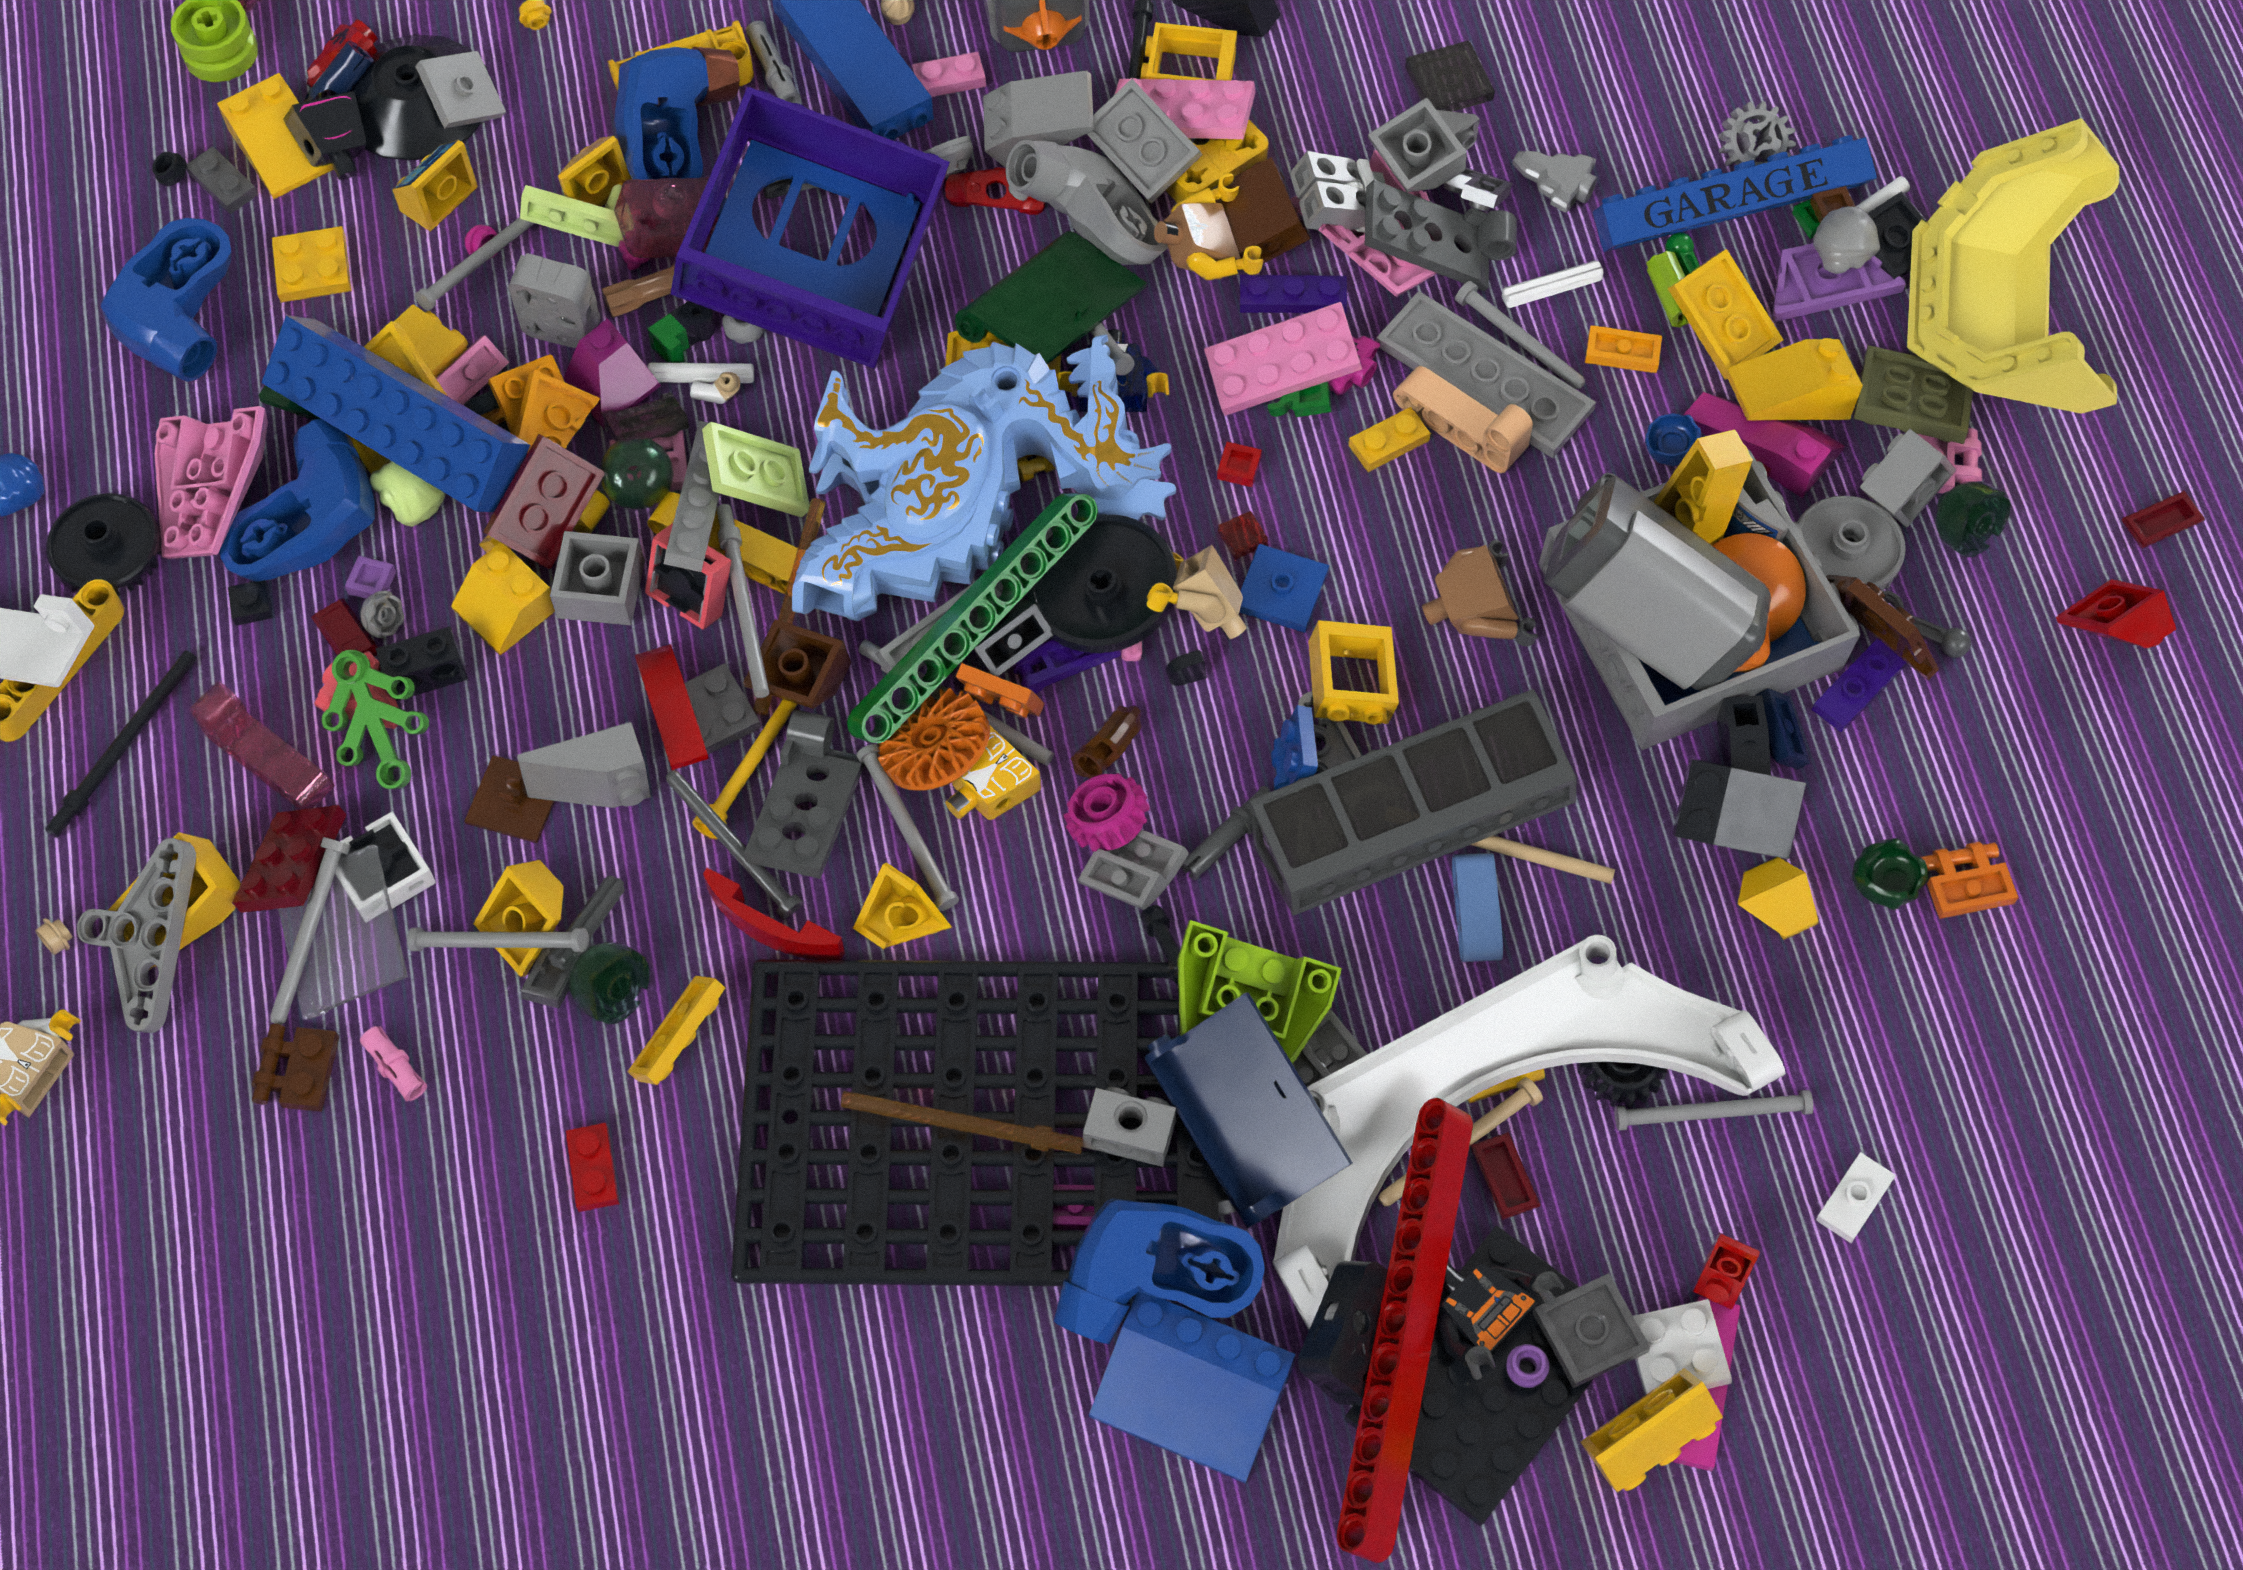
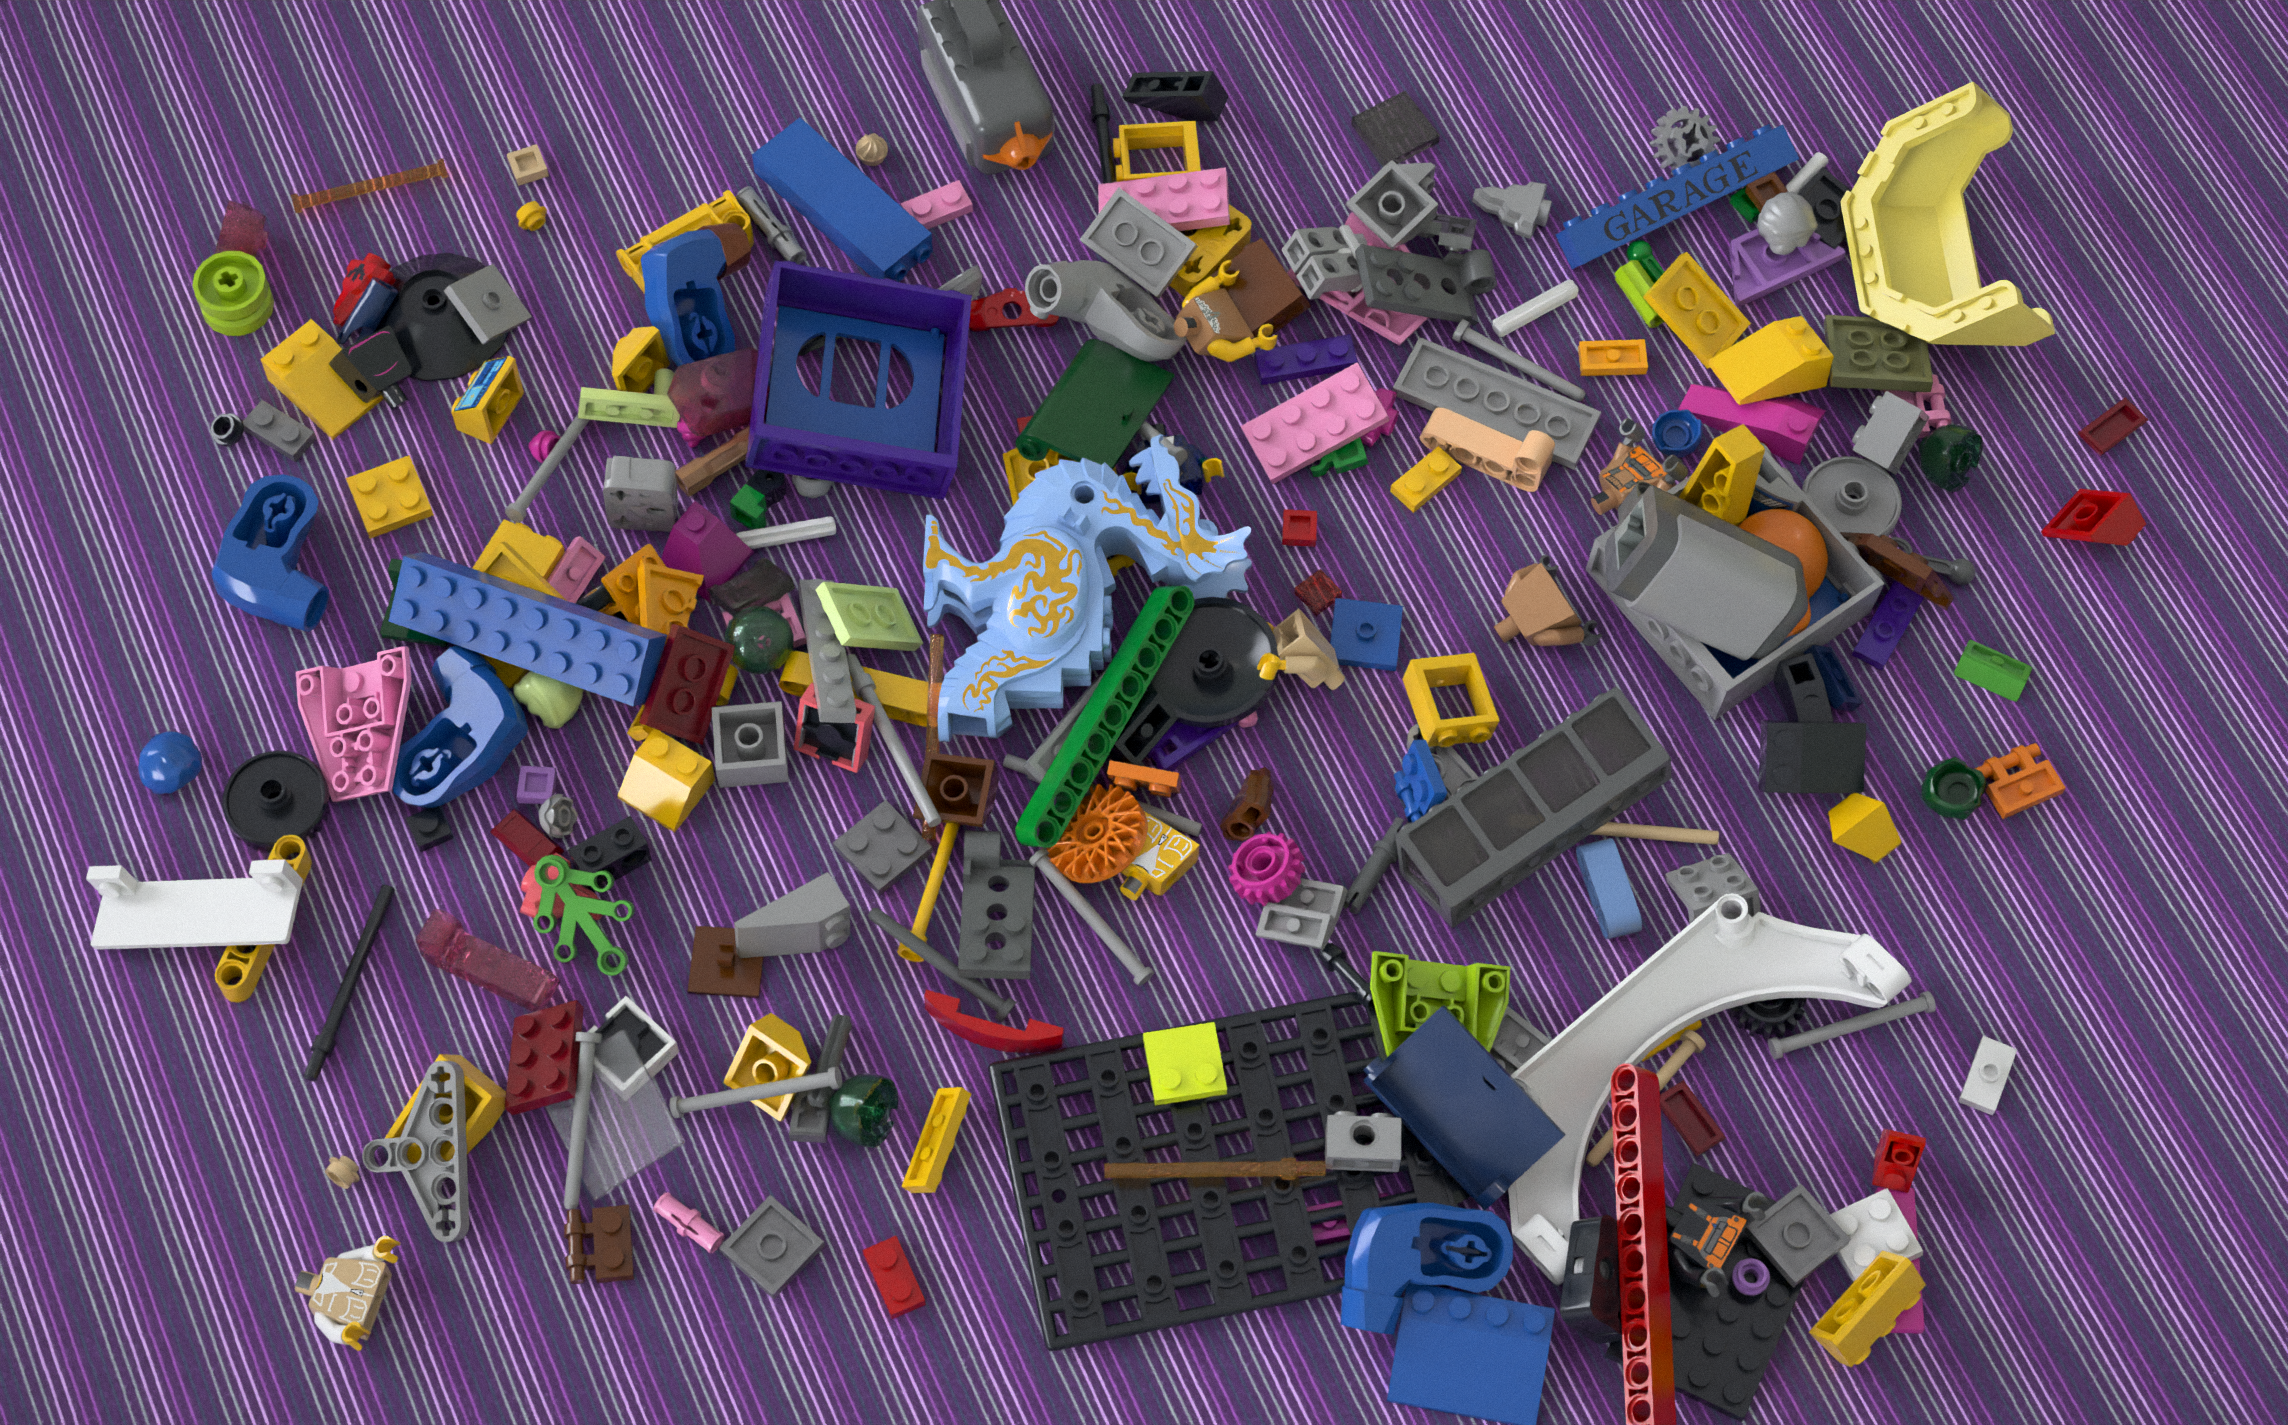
camera: 15 degrees left, 0 degrees up
(471, 1107) = (772, 1247): none -> flat silver plate
(671, 707) = (851, 848): red slope -> none
(719, 392) = (808, 548): arm -> none
(897, 910) = (1104, 993): yellow slope -> none
(960, 1001) = (1184, 1063): none -> neon yellow plate
(1037, 109) = (1035, 234): light grey slope -> none
(1186, 669) = (1301, 724): black tile -> none
(1605, 915) = (1710, 879): none -> light grey bracket
(1617, 460) = (1632, 466): none -> torso
(1966, 755) = (1993, 670): none -> bright green slope

